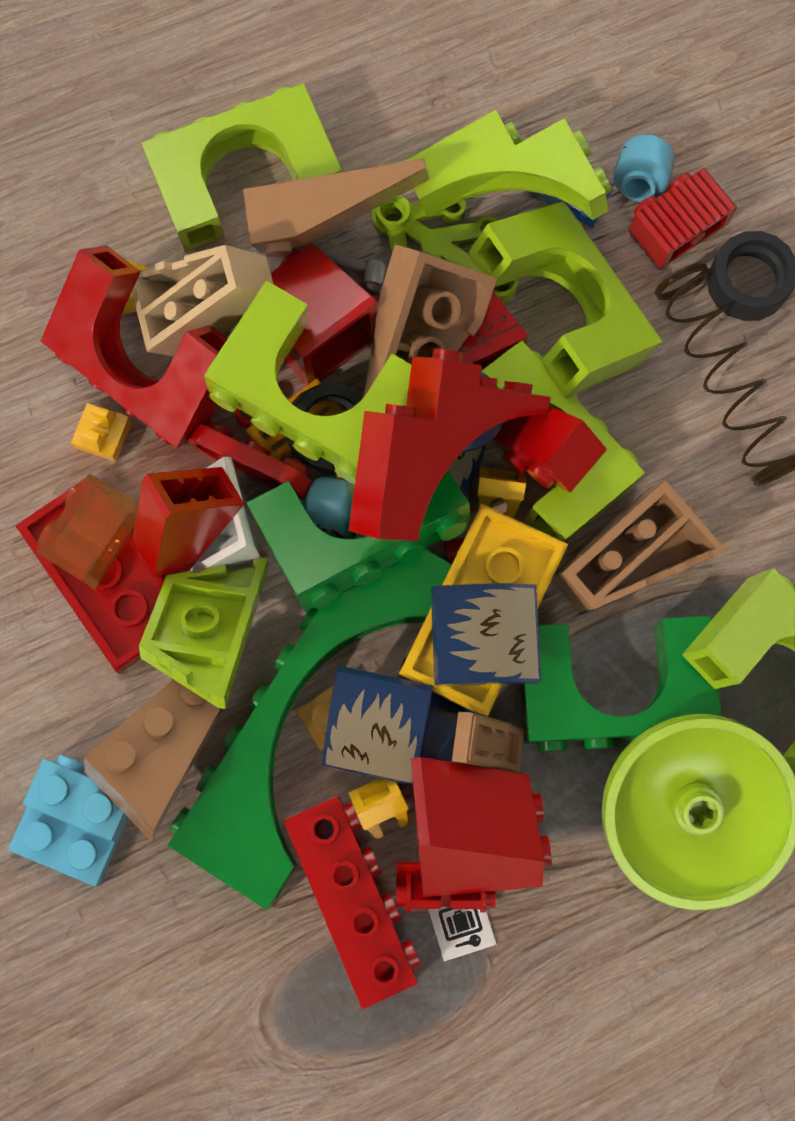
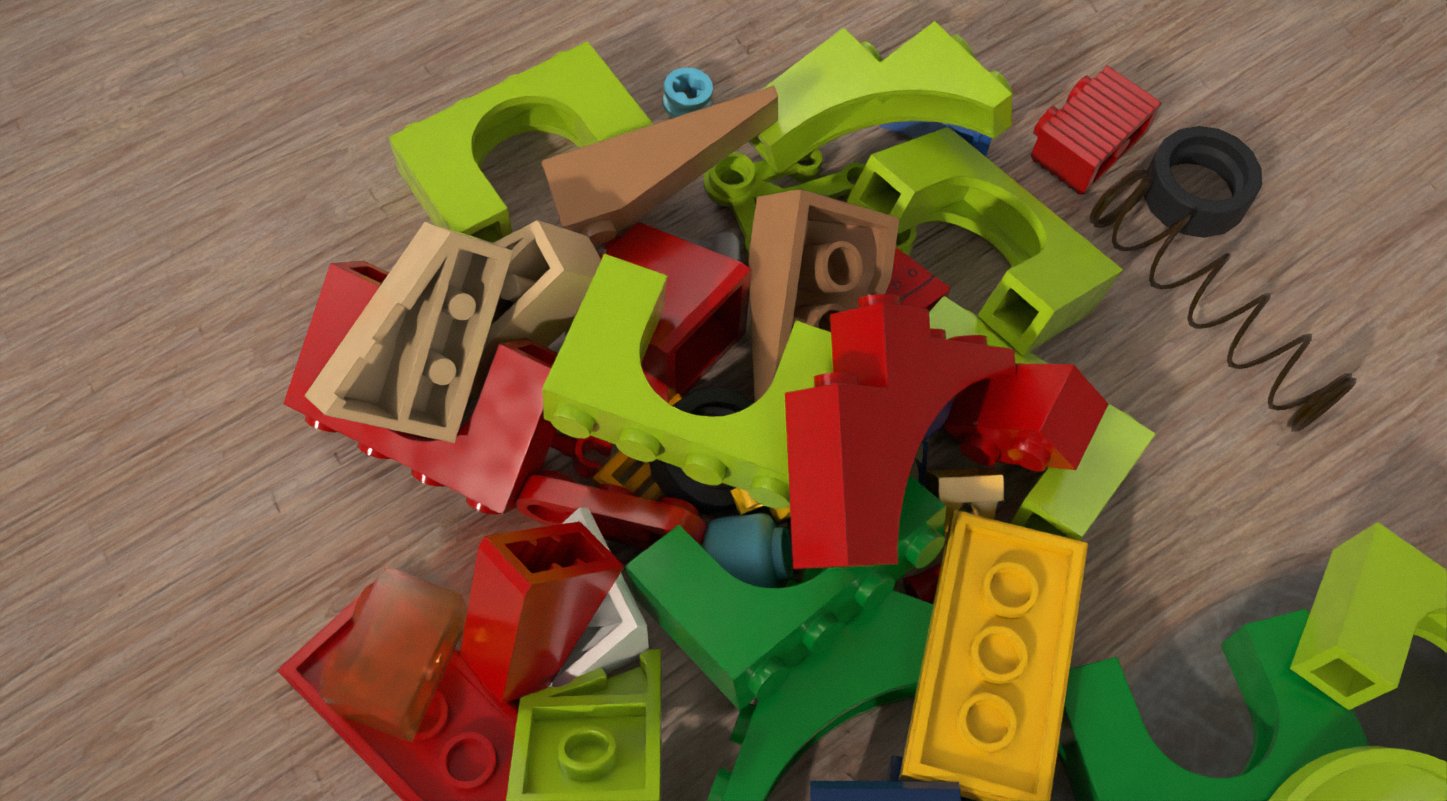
camera: 15 degrees left, 15 degrees down
(101, 432) = (386, 515): yellow tile -> none
(131, 316) = (418, 338): none -> tan wedge
(386, 130) = (688, 79): none -> medium azure bush
(485, 634) = (1016, 690): slope -> none
(637, 548) = (1176, 536): medium nougat wedge -> none
(644, 167) = (1036, 77): medium azure head -> none

